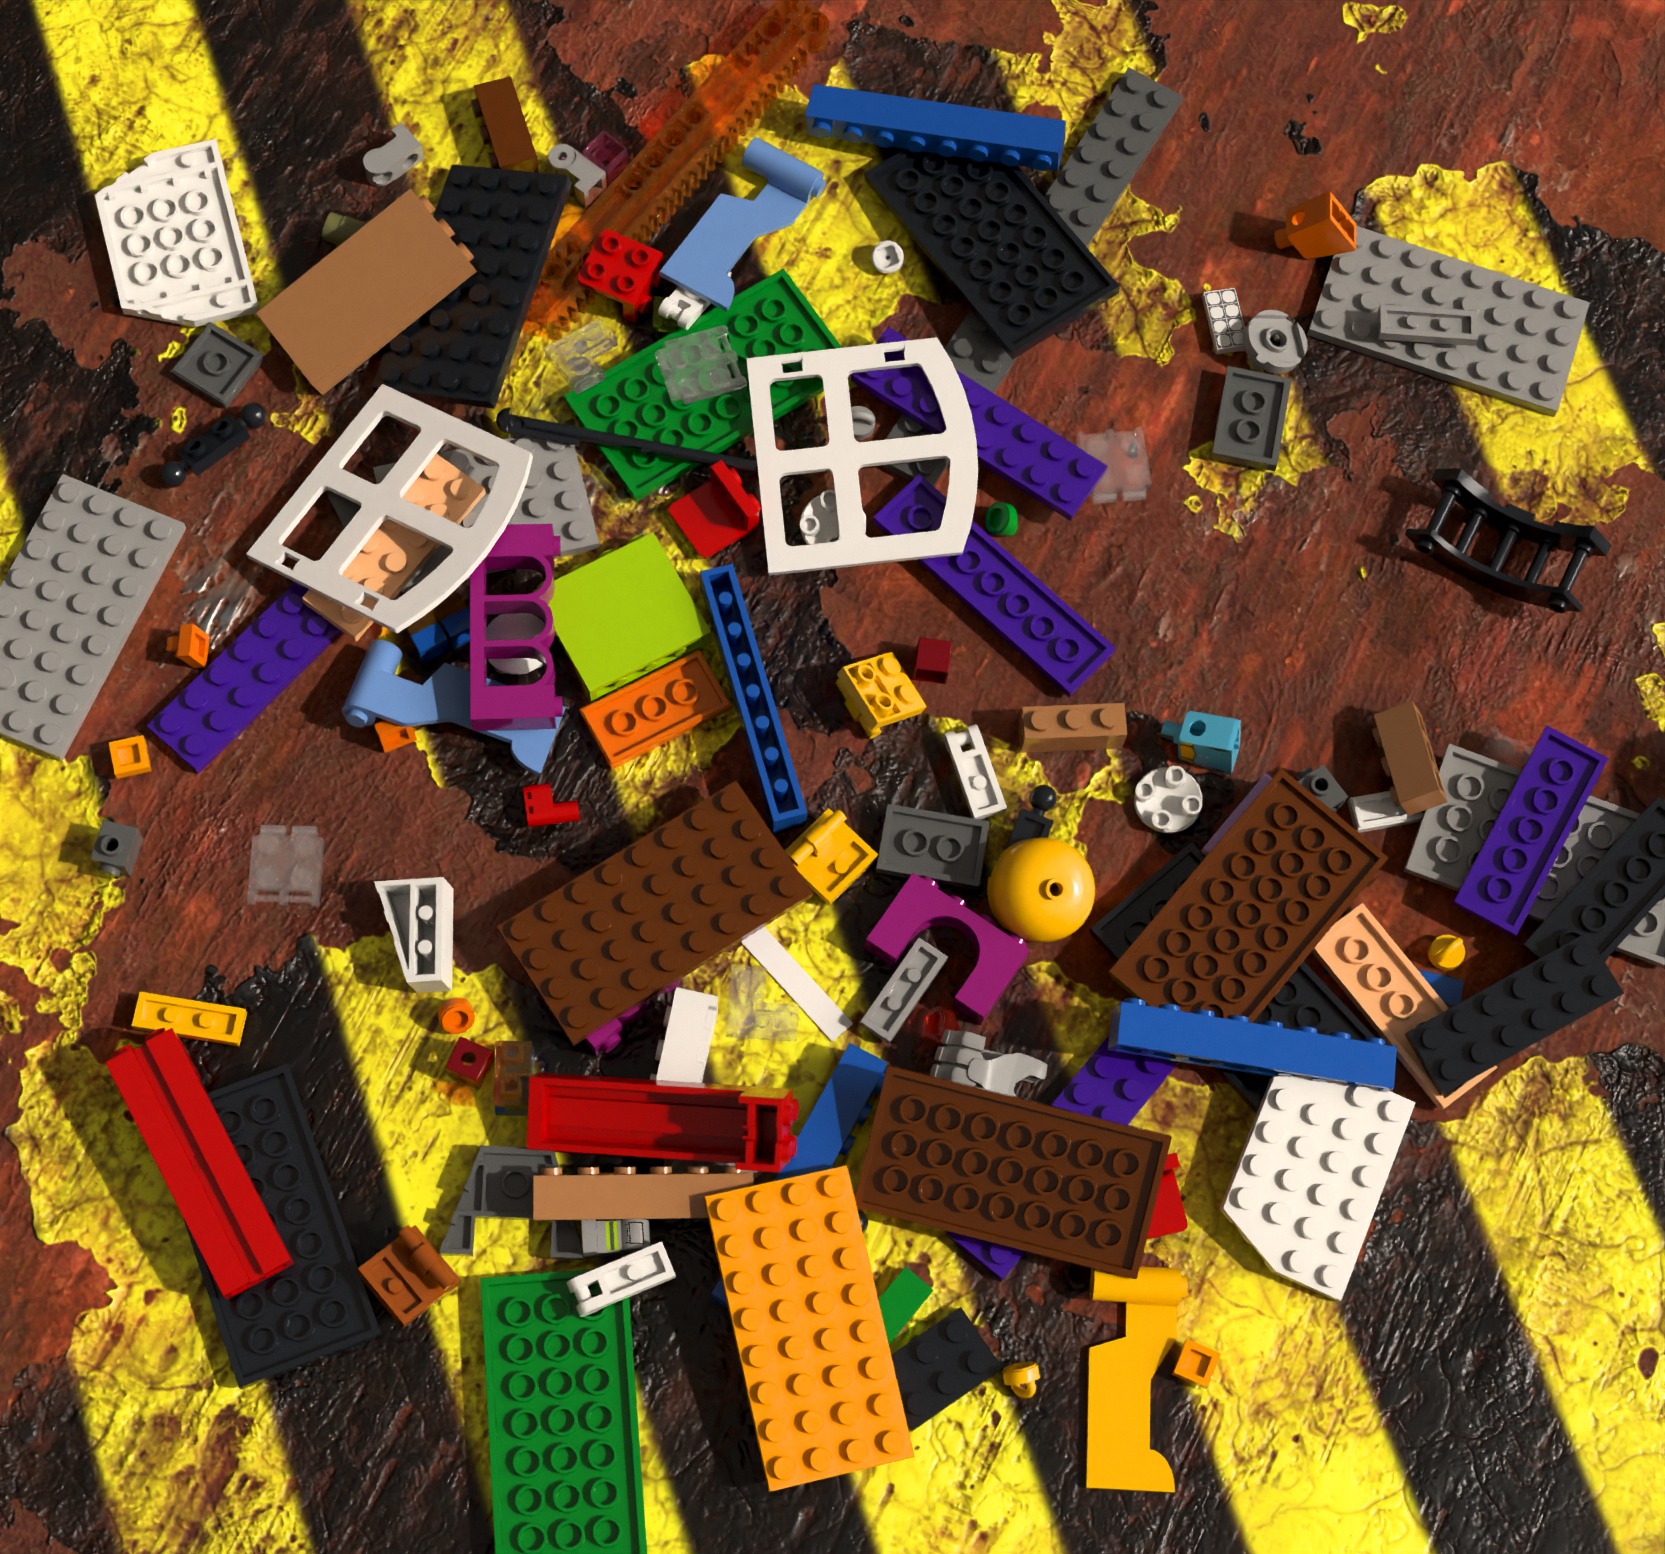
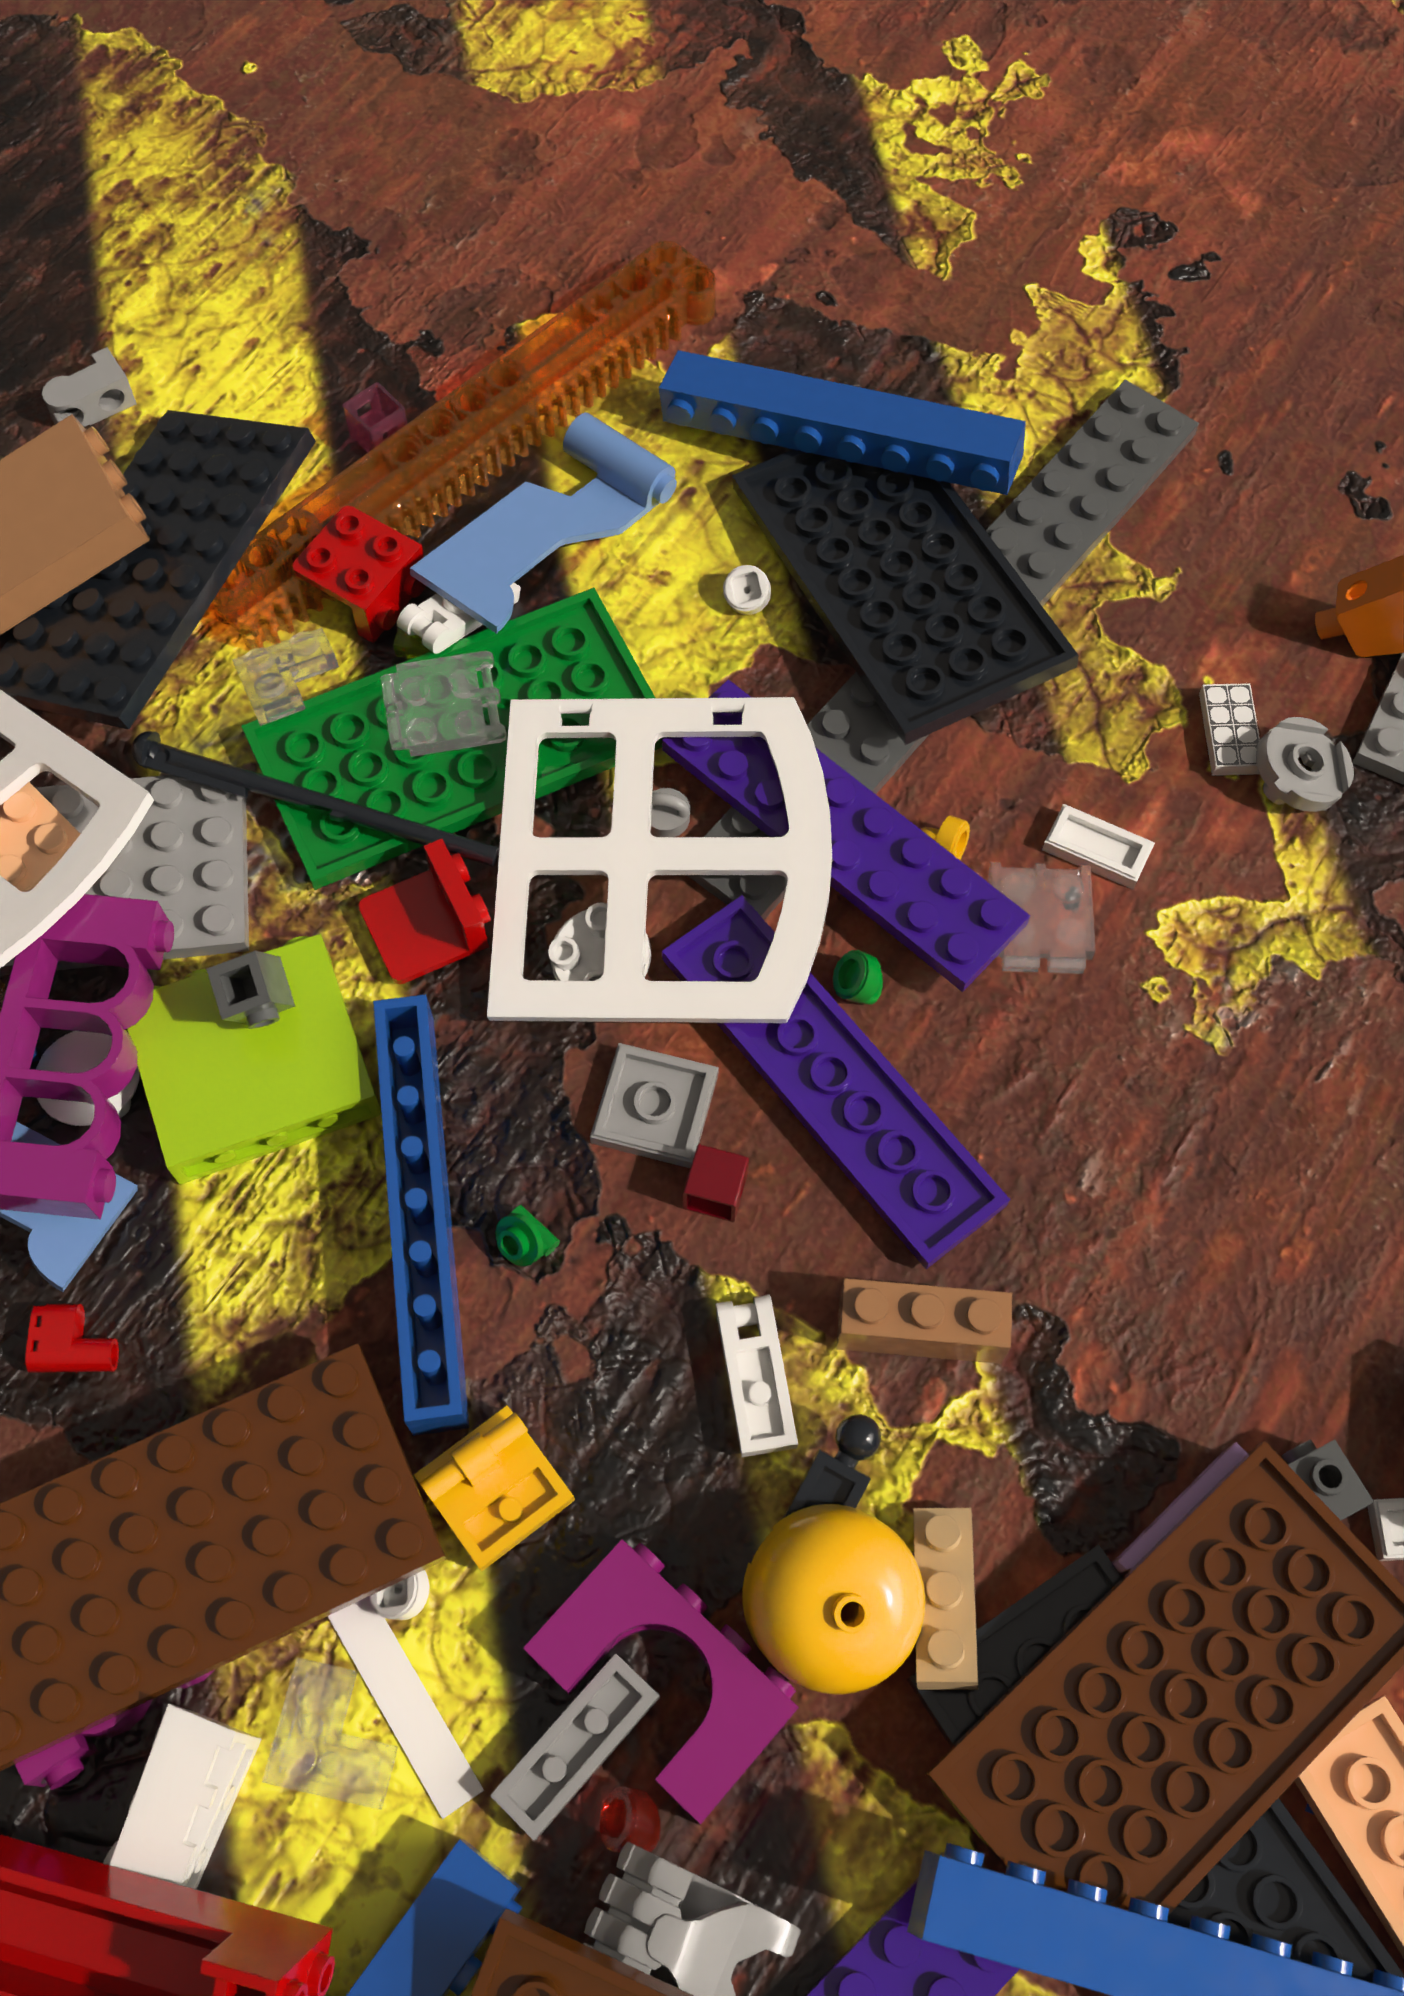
camera: 15 degrees right, 5 degrees down
(504, 126) = (247, 365): reddish brown brick -> none
(585, 175) = (334, 431): light grey leg -> none
(624, 573) = (251, 989): none -> dark grey brick
(655, 709) = (272, 1207): orange tile -> none
(786, 925) = (402, 1599): none -> white tile
(817, 709) = (524, 1238): none -> green plate
(878, 693) = (623, 1224): yellow plate -> none
(884, 617) = (654, 1105): none -> light grey tile
(932, 845) = (666, 1493): dark grey plate -> none
(1049, 417) = (952, 835): none -> yellow tile
(1110, 900) = (948, 1634): none -> tan plate
(1145, 411) = (1097, 843): none -> white tile
(1168, 799) = (1067, 1463): white dish -> none
(1205, 740) = (1139, 1370): medium azure torso -> none
(1251, 418) = (1258, 872): dark grey plate -> none

